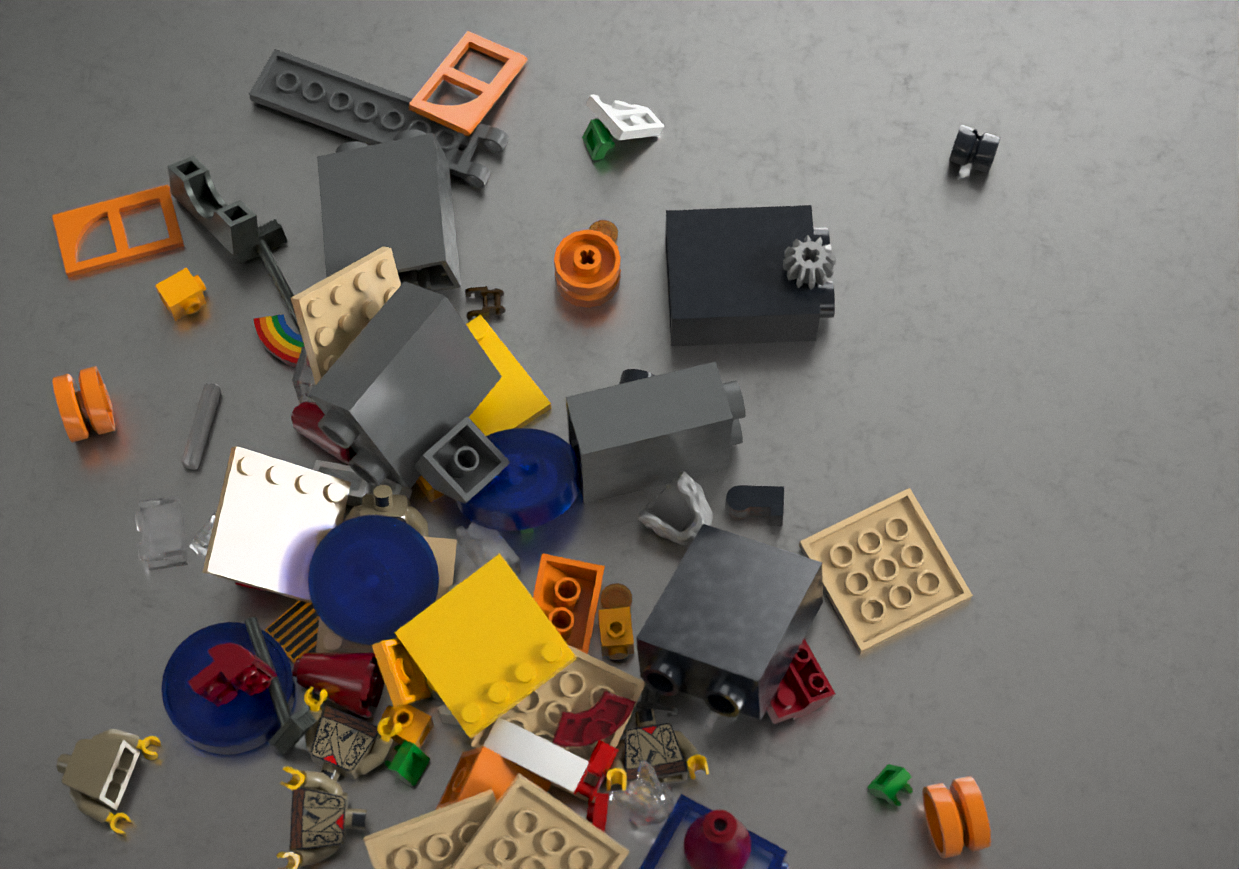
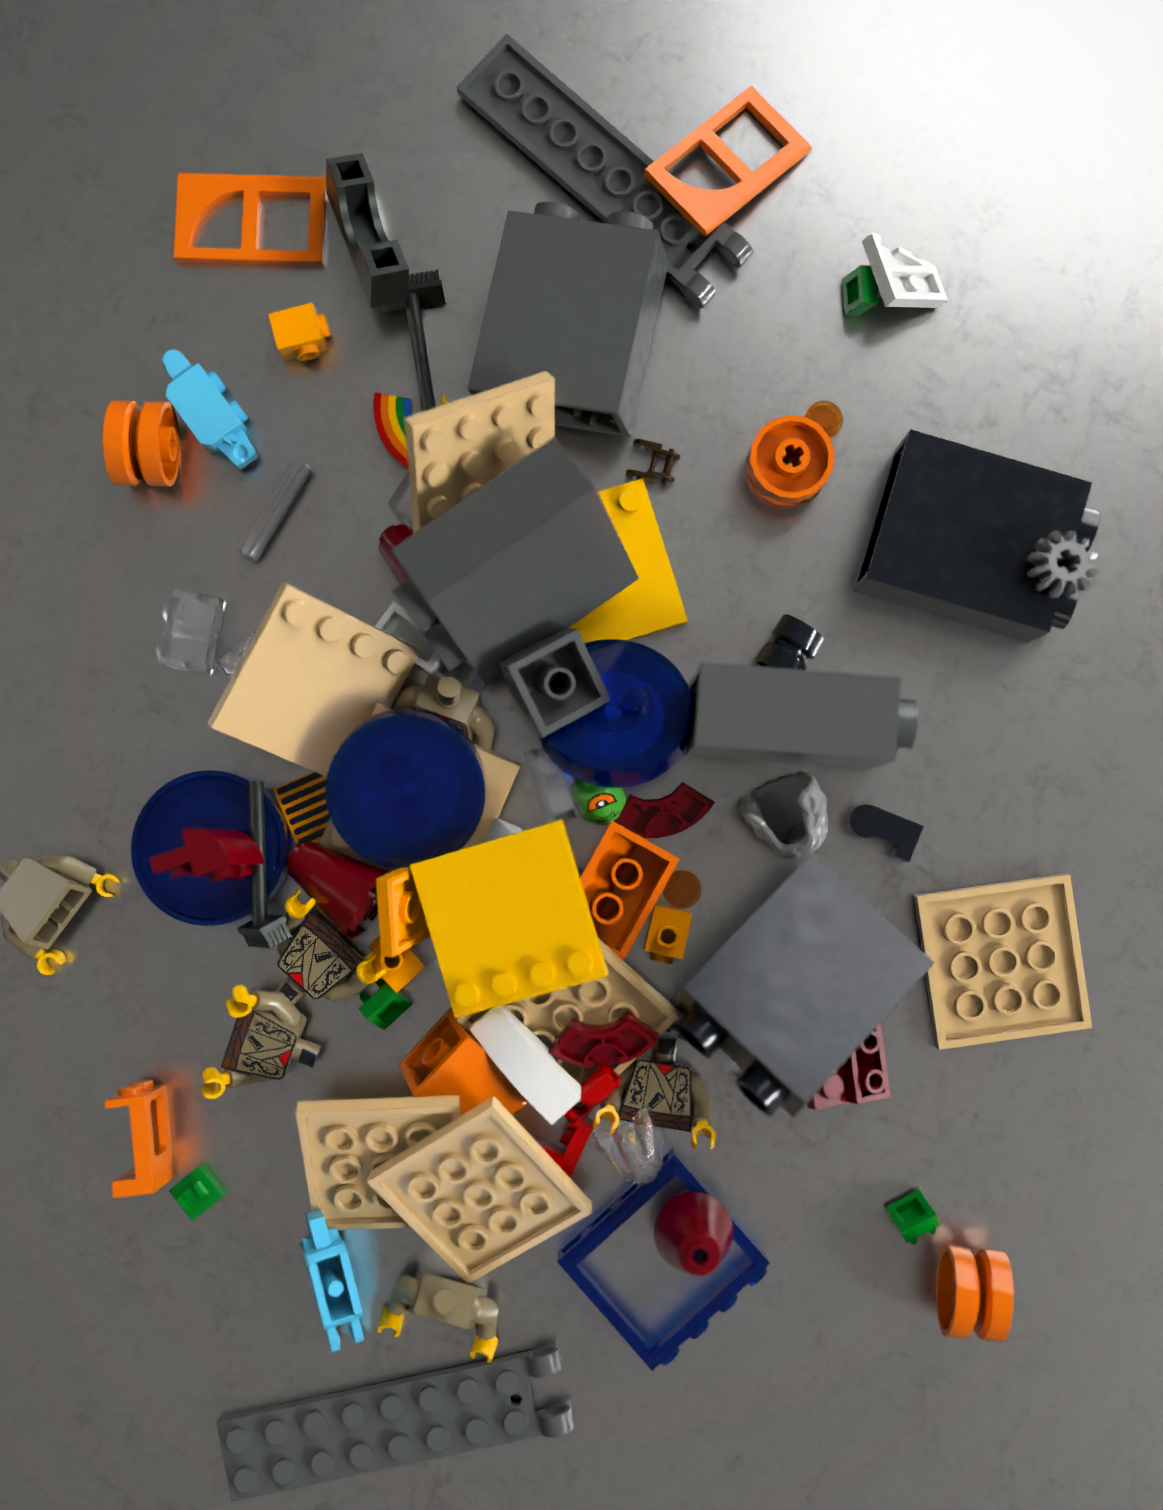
camera: 25 degrees right, 20 degrees up
(127, 370) = (206, 411): none -> medium azure hinge
(528, 546) = (600, 803): none -> bright green head
(589, 545) = (665, 815): none -> dark red tile

